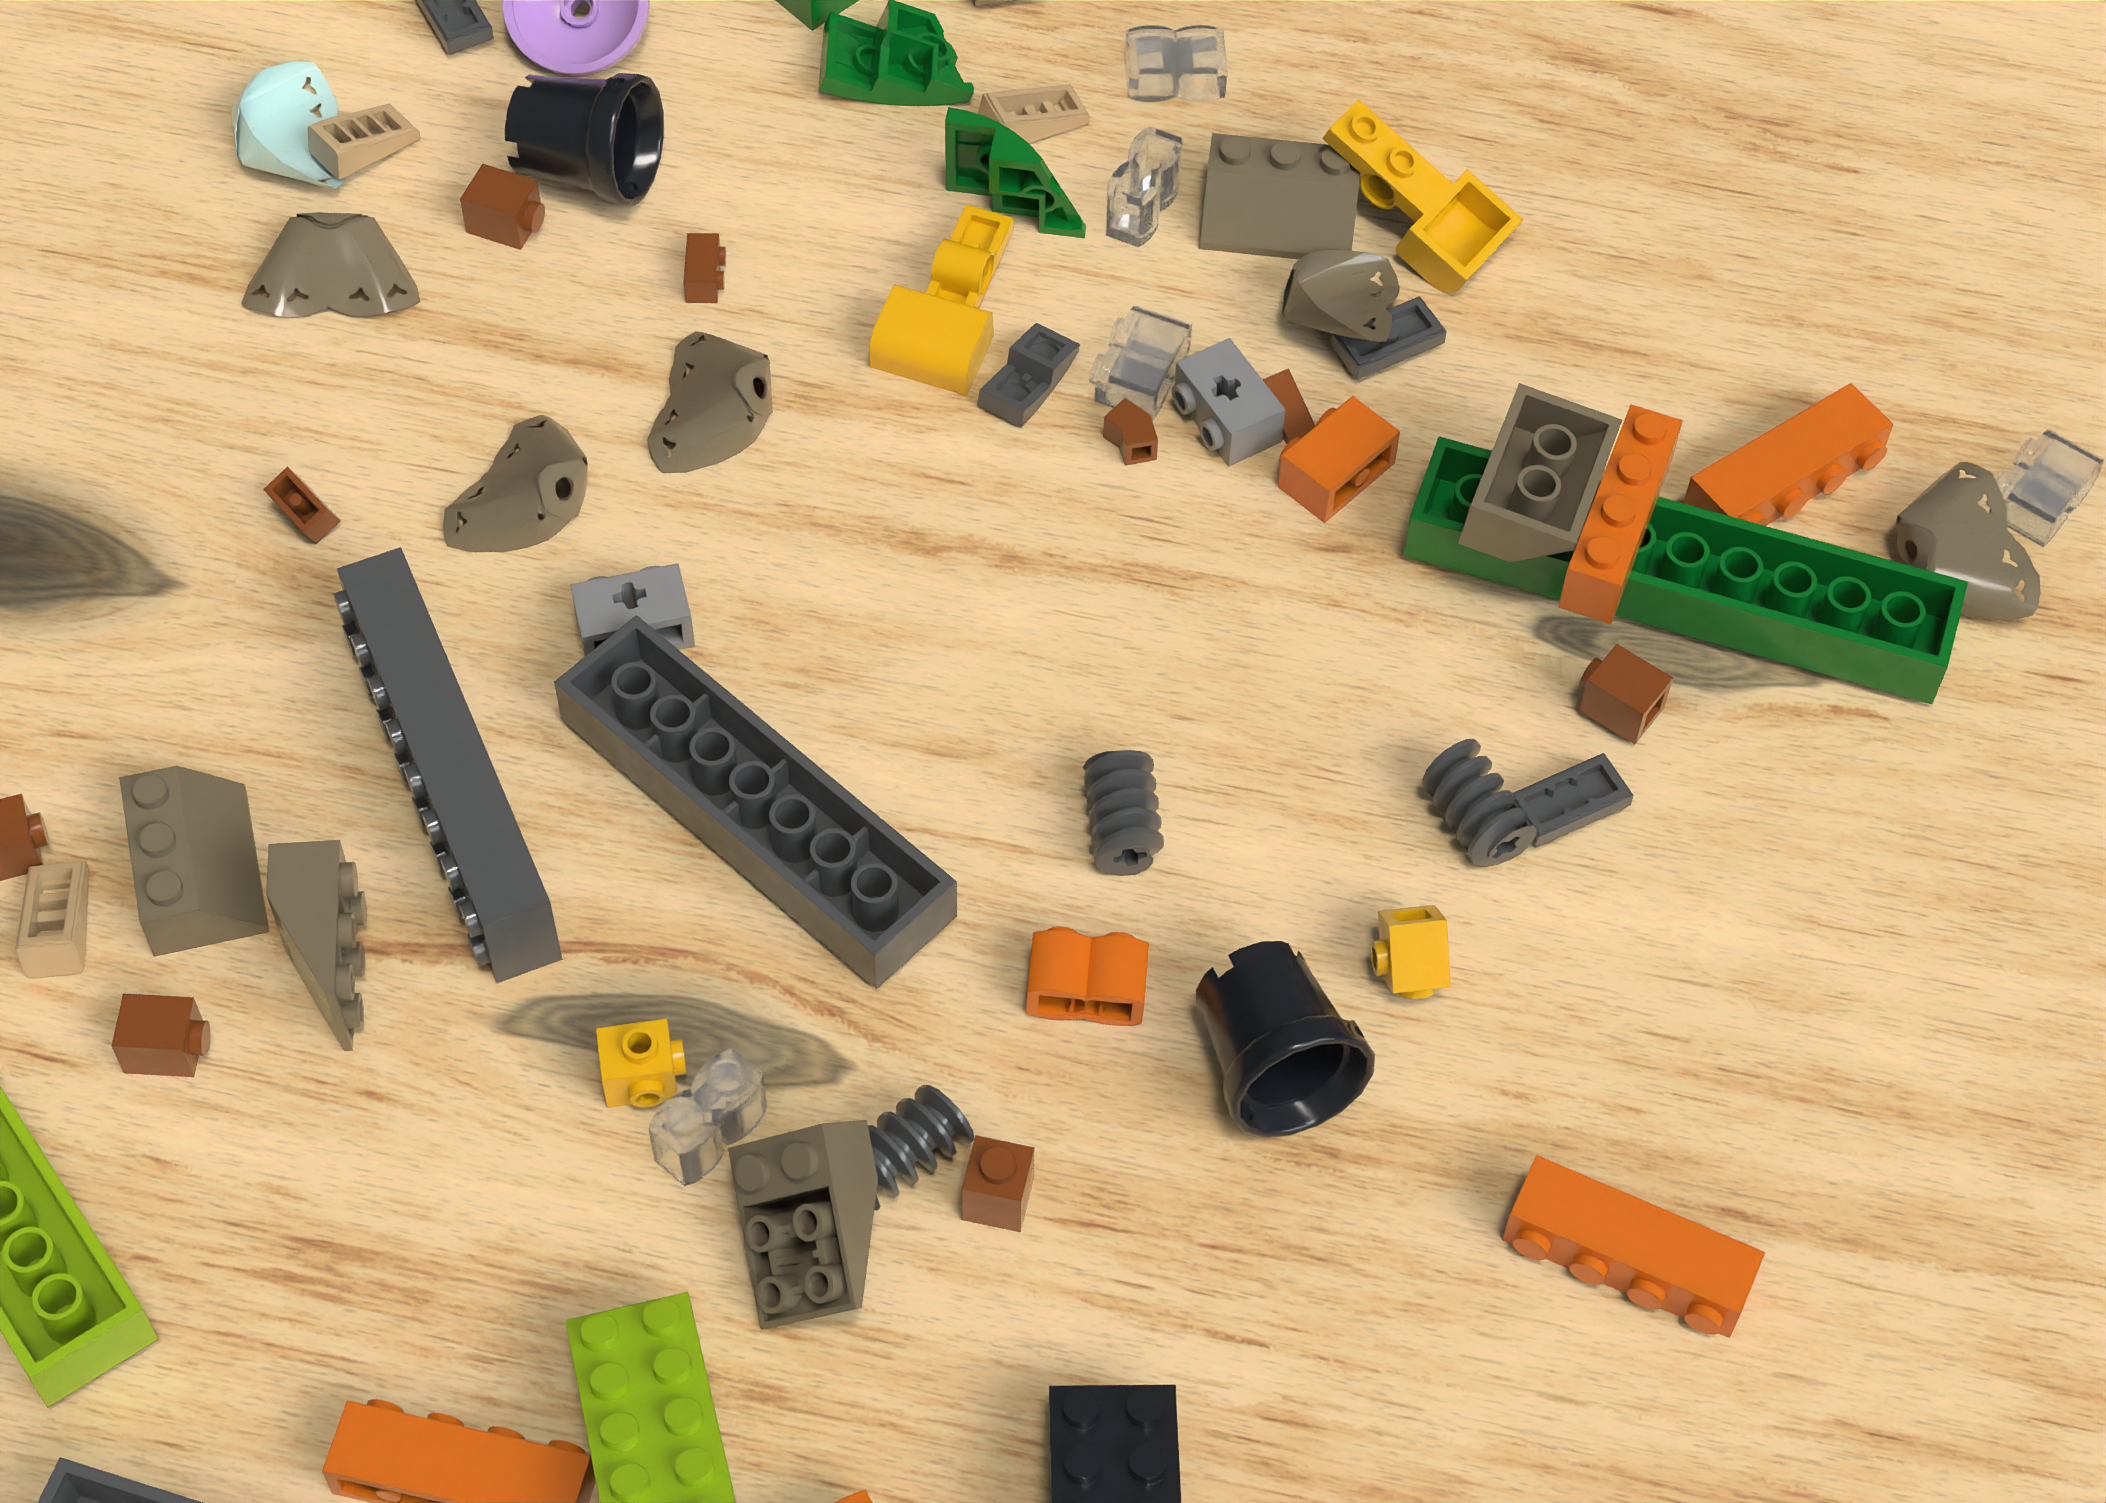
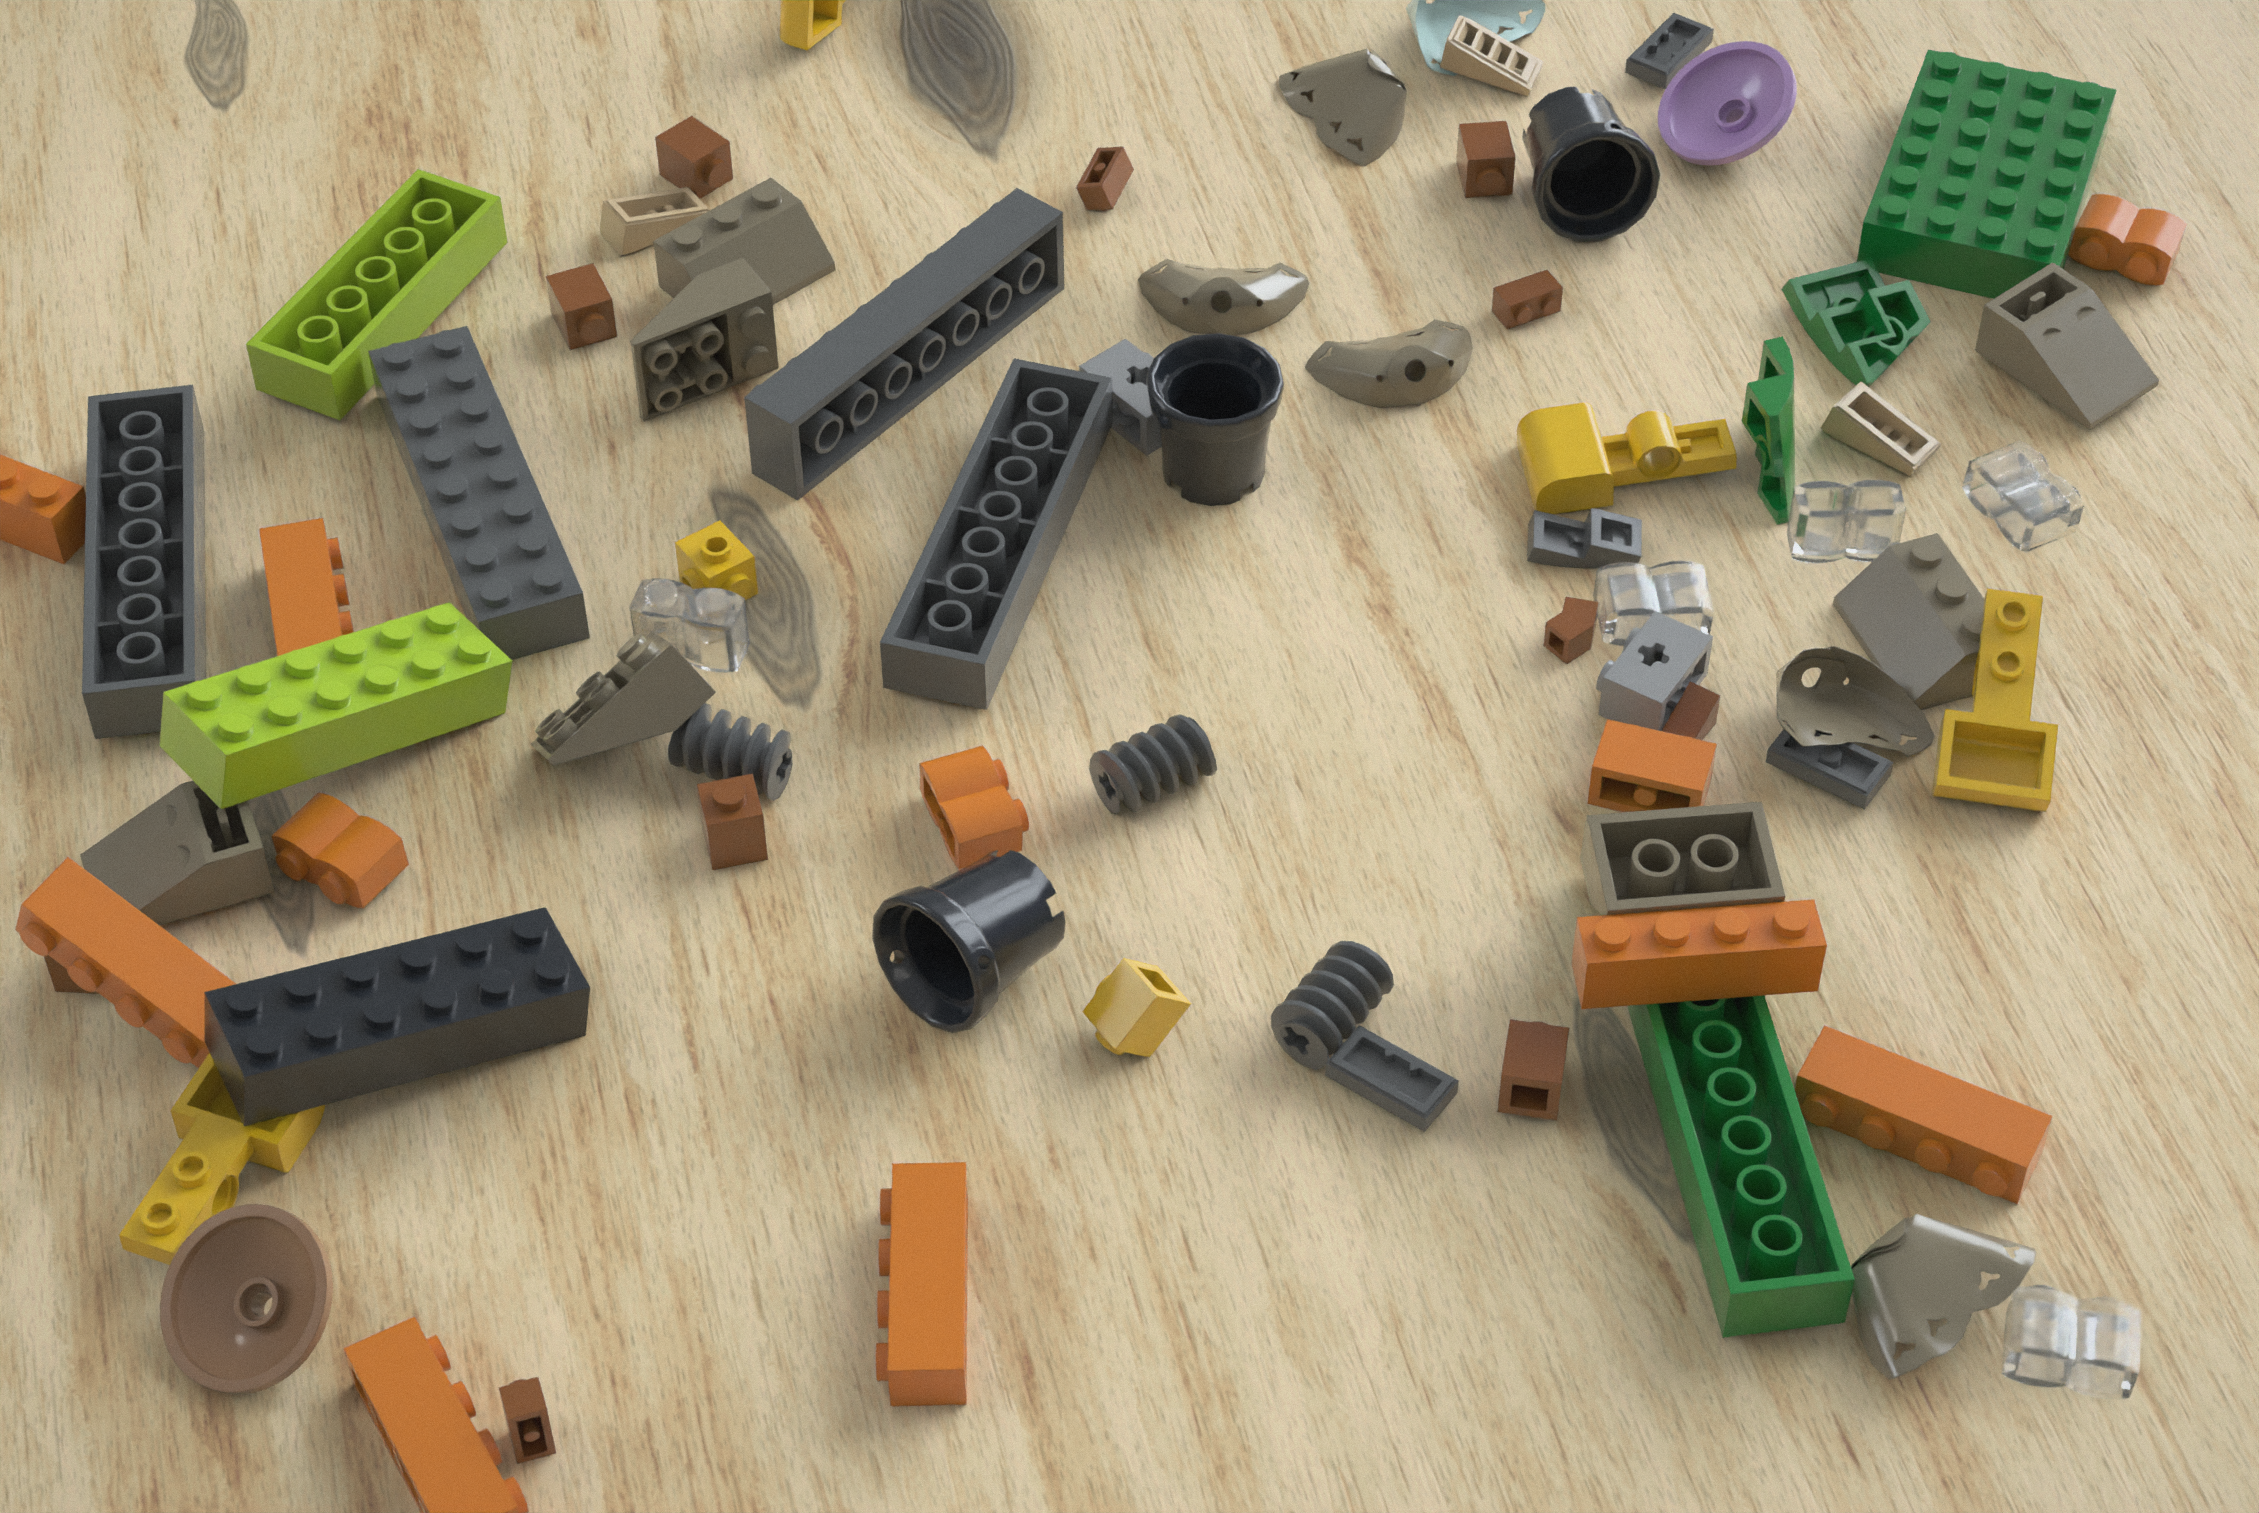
camera: 65 degrees right, 10 degrees down
(378, 1239) = (478, 494): none -> dark grey brick
(744, 554) = (1214, 414): none -> black piece

